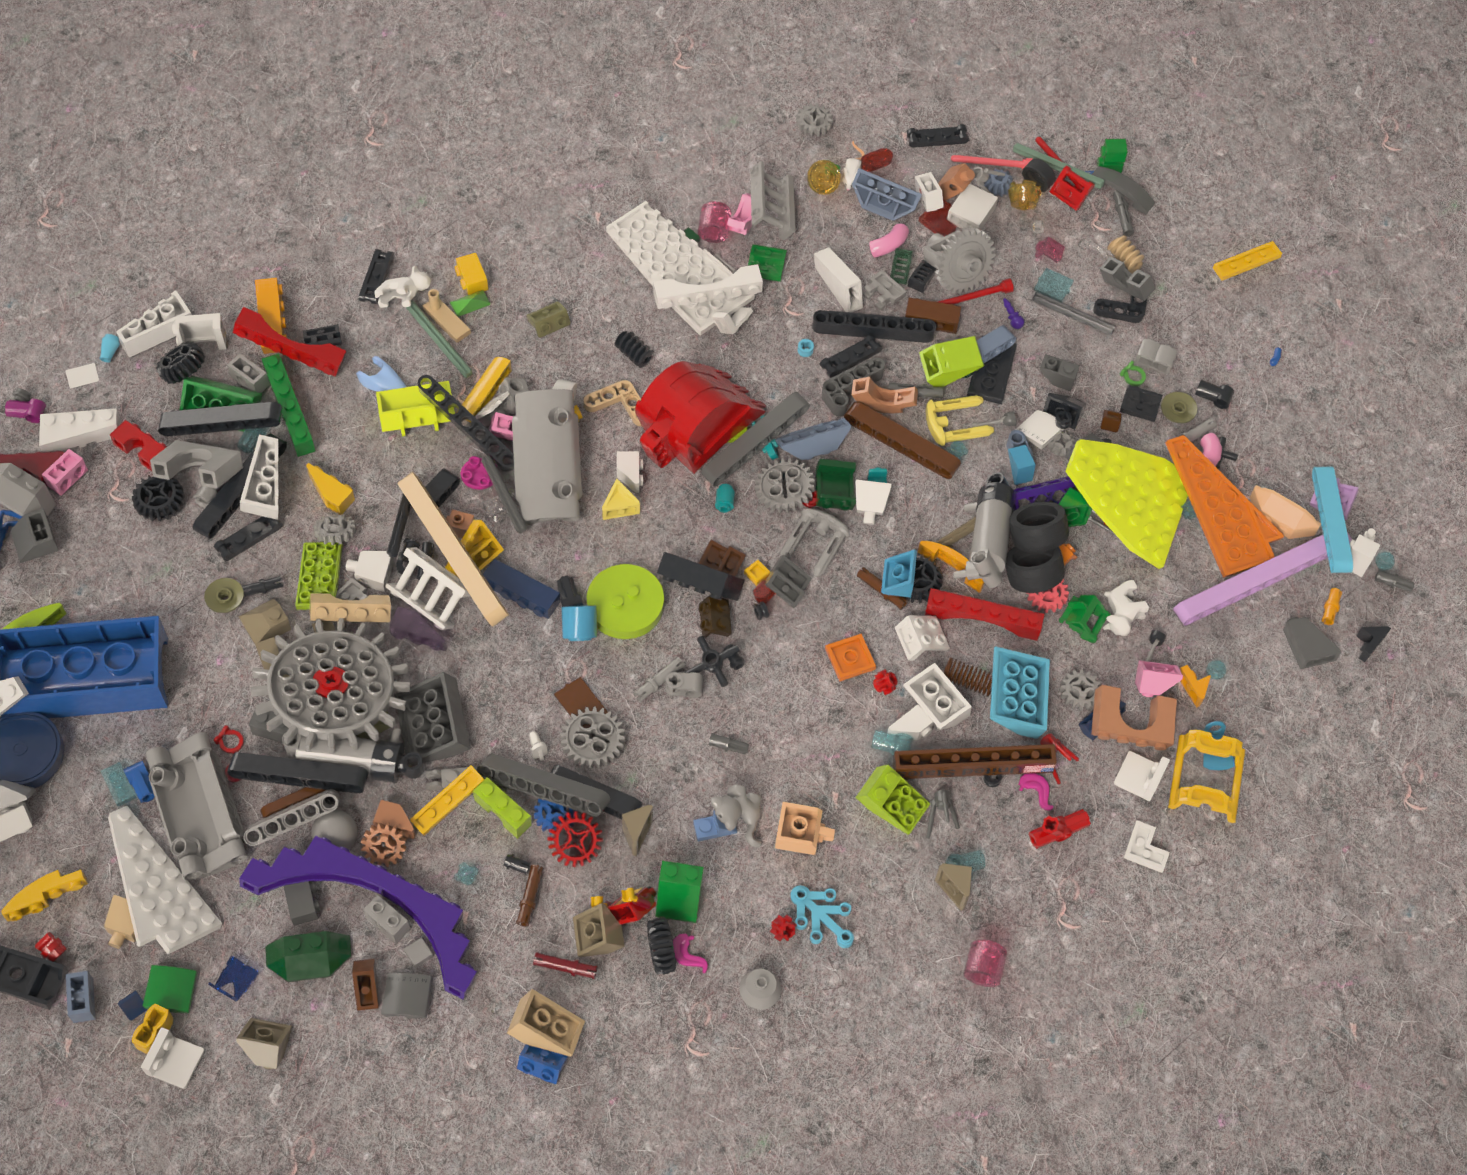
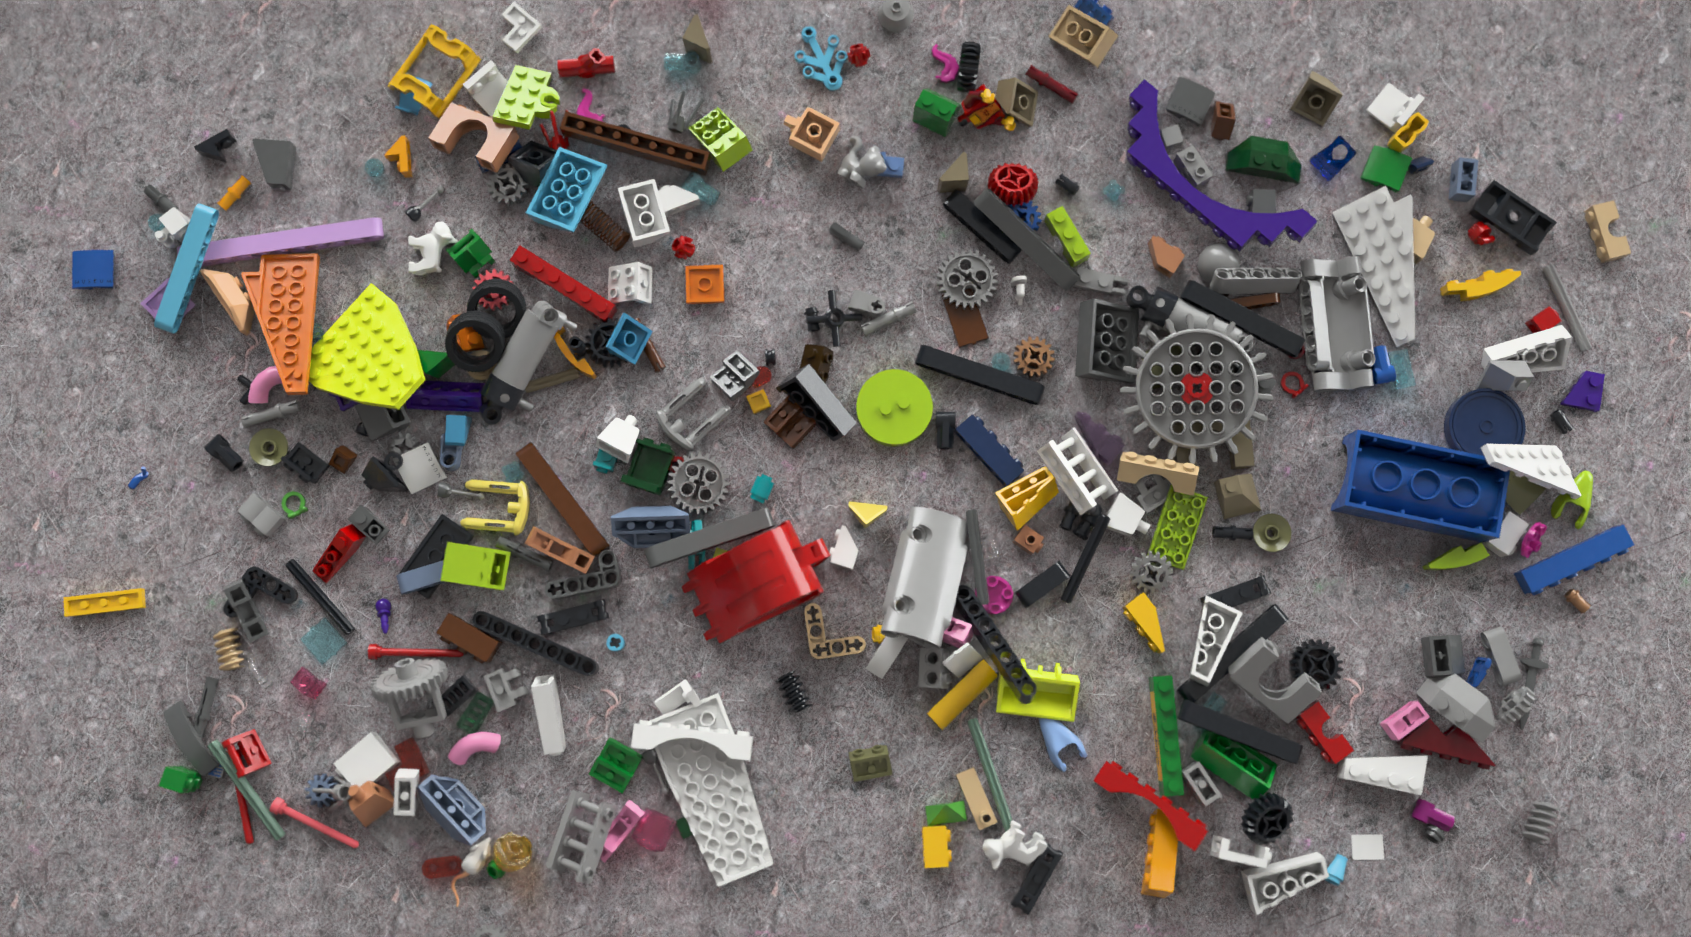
camera: 160 degrees left, 20 degrees up
(323, 335) = (1113, 816): black plate -> none
(392, 846) = (1180, 232): nougat gear -> none
(447, 800) = (1113, 257): yellow plate -> none
(453, 549) = (1048, 495): tan beam -> none
(500, 691) = (1037, 363): none -> medium nougat gear
(527, 903) = (1068, 147): reddish brown pin -> none
(534, 678) = (1002, 367): none -> clear light blue plate
(551, 653) = (979, 375): none -> black beam
(579, 623) = (946, 390): dark azure piece -> none
(937, 136) = (360, 880): black plate -> none
(945, 559) = (577, 346): none -> black pin
(1024, 195) = (303, 758): clear yellow cone -> none
(1039, 172) = (274, 780): black tyre -> none
(1066, 715) = (532, 162): none -> black slope
(1076, 344) = (339, 552): none -> red slope
(1103, 771) = (526, 98): none -> plate
(1156, 678) = (434, 165): bright pink slope -> none
(1417, 504) = (92, 269): none -> blue slope

